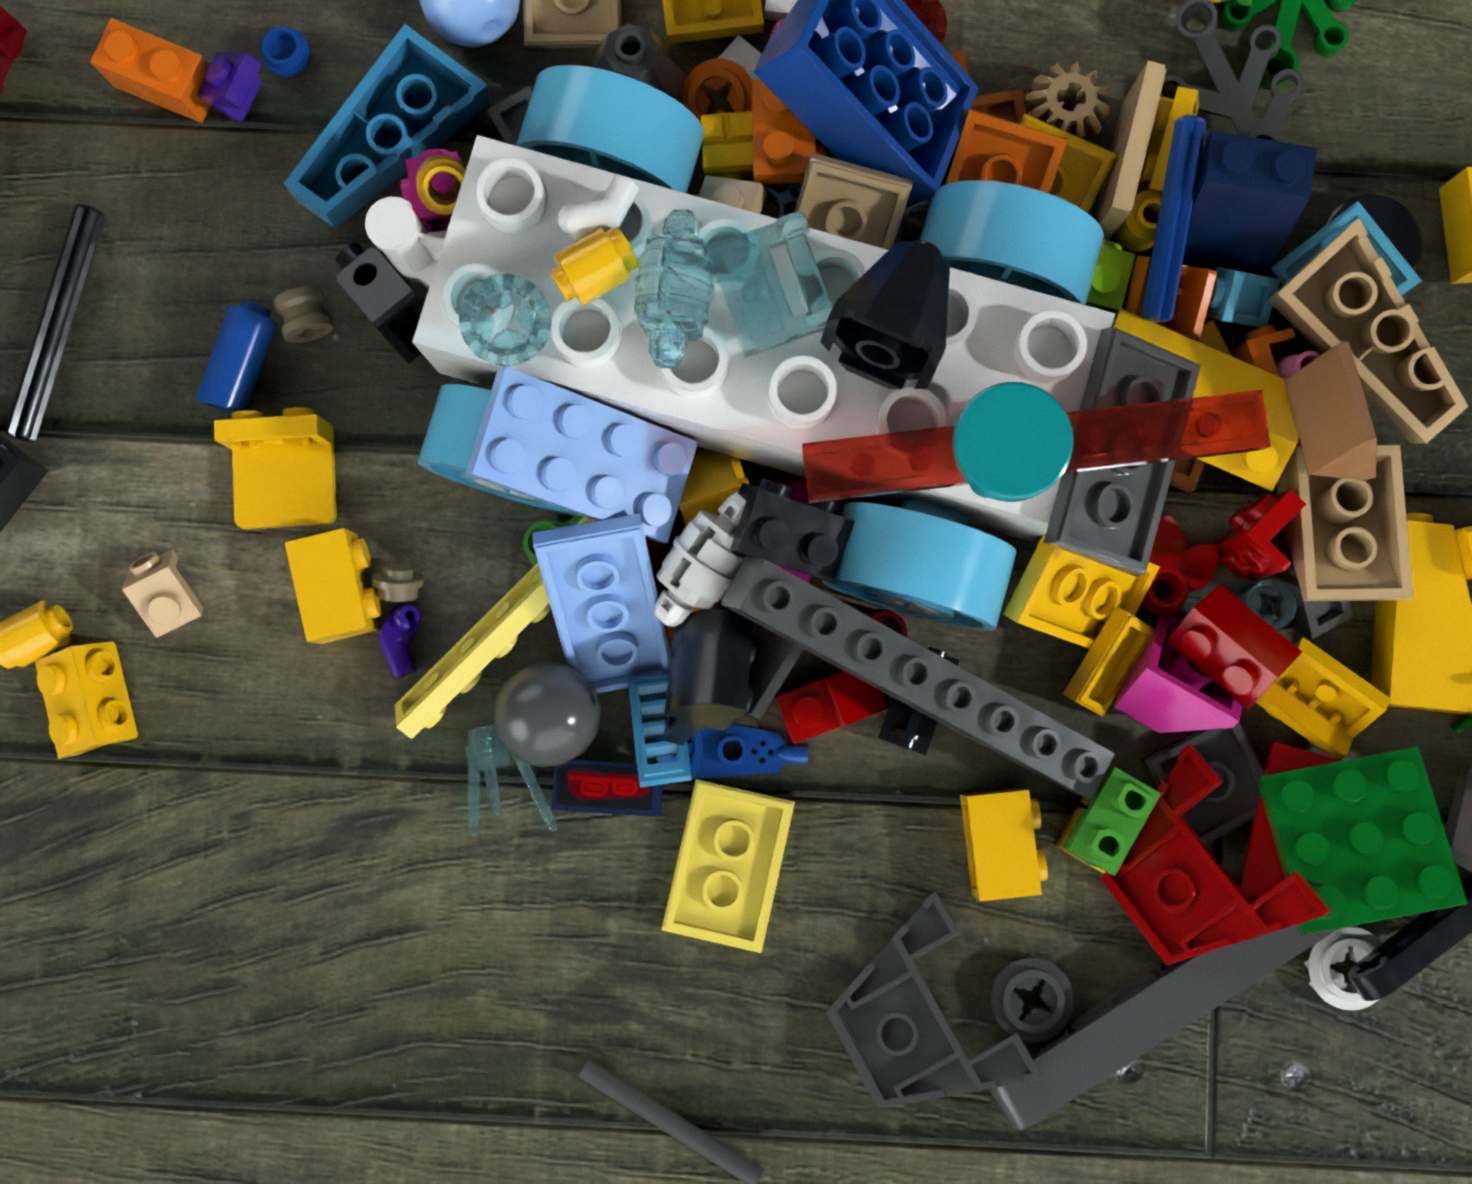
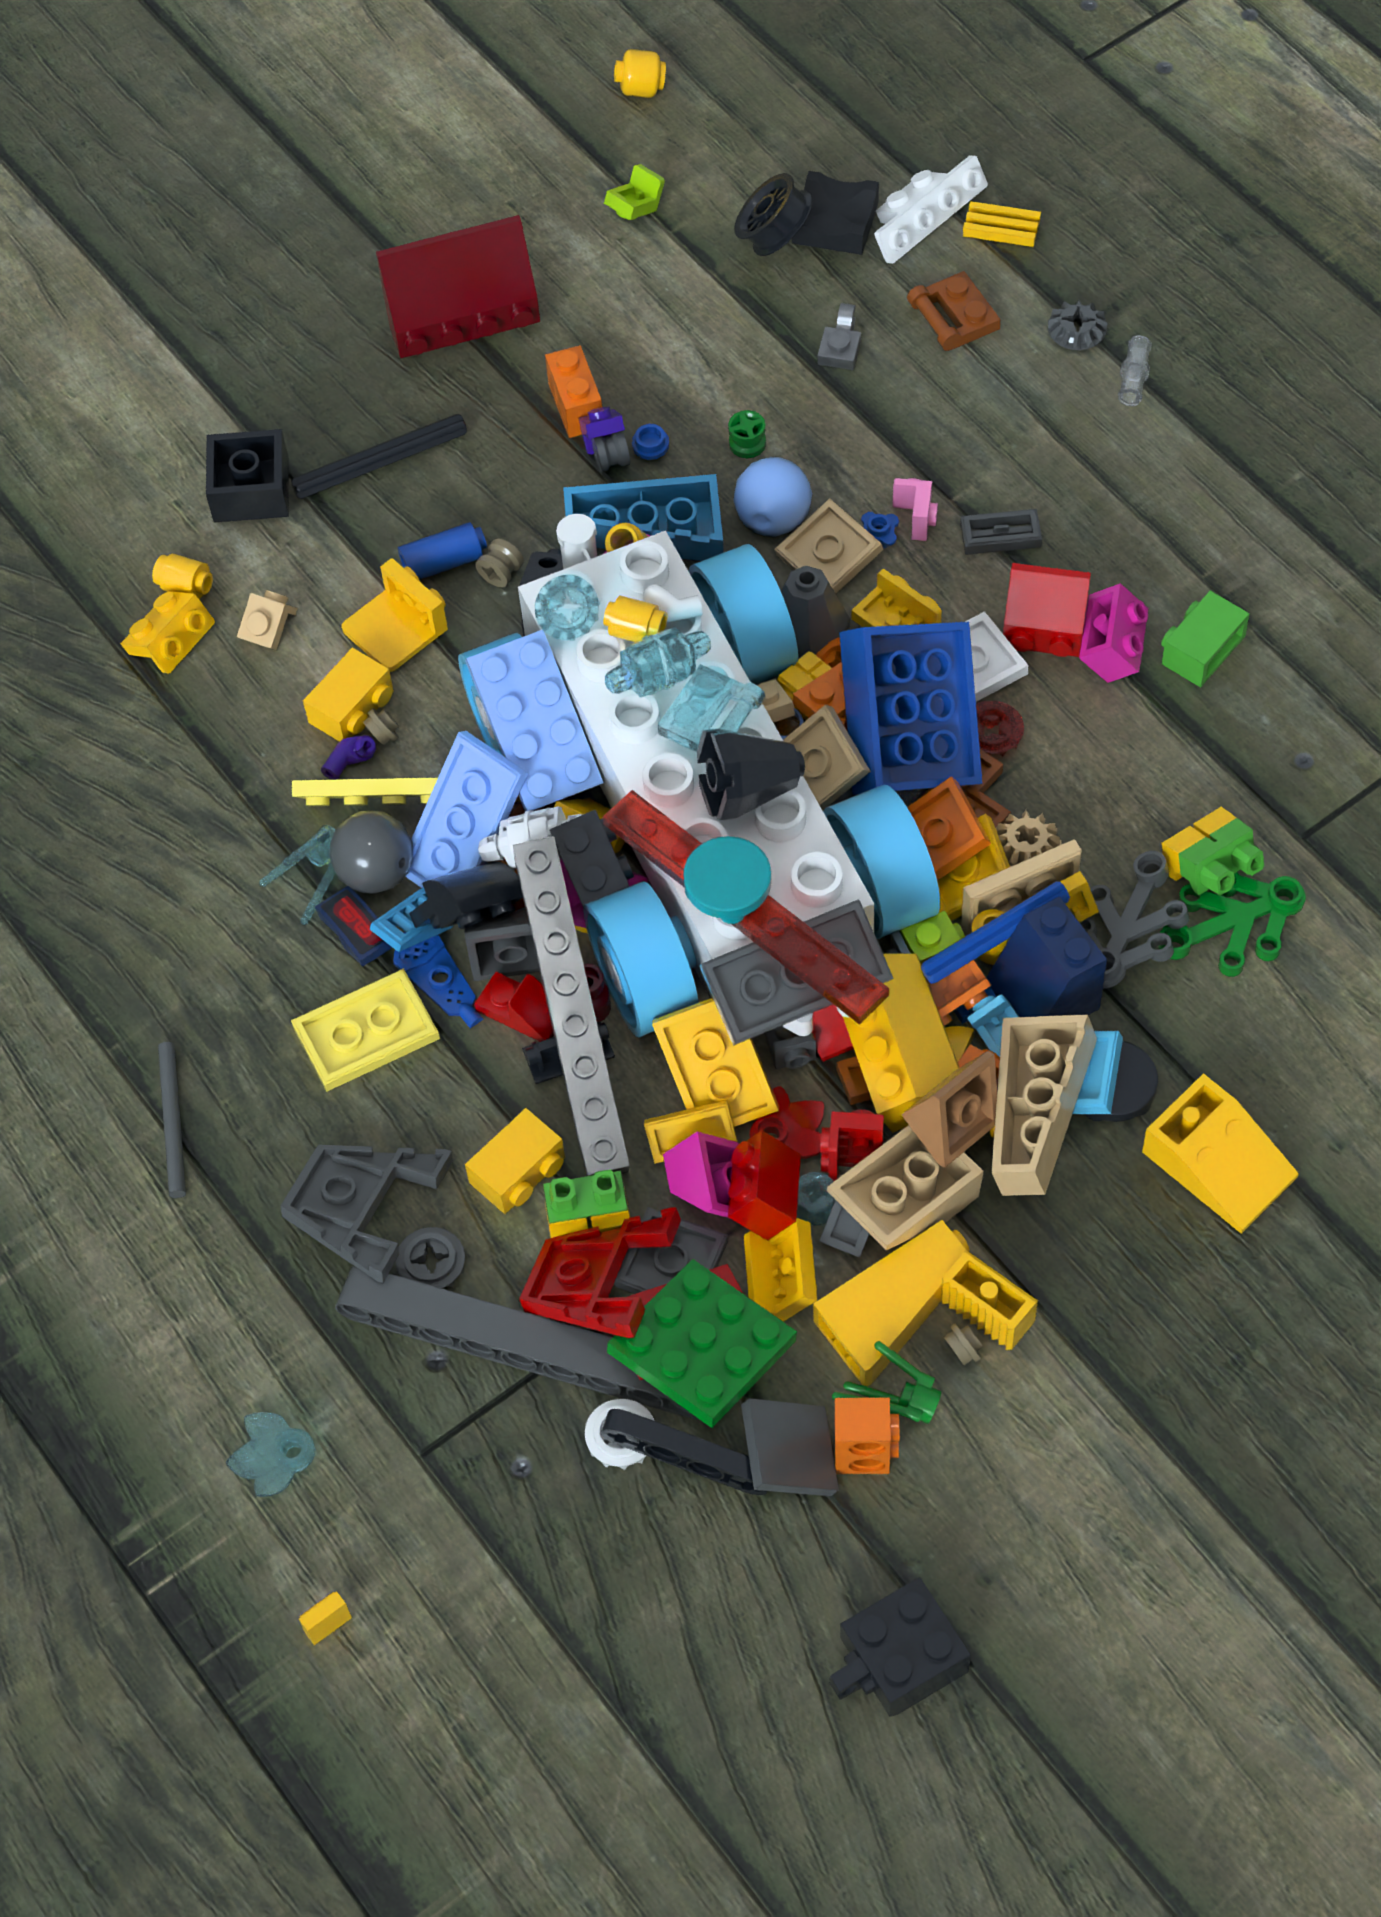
camera: 50 degrees right, 25 degrees down
(266, 99) = (610, 451): none -> dark grey wheel

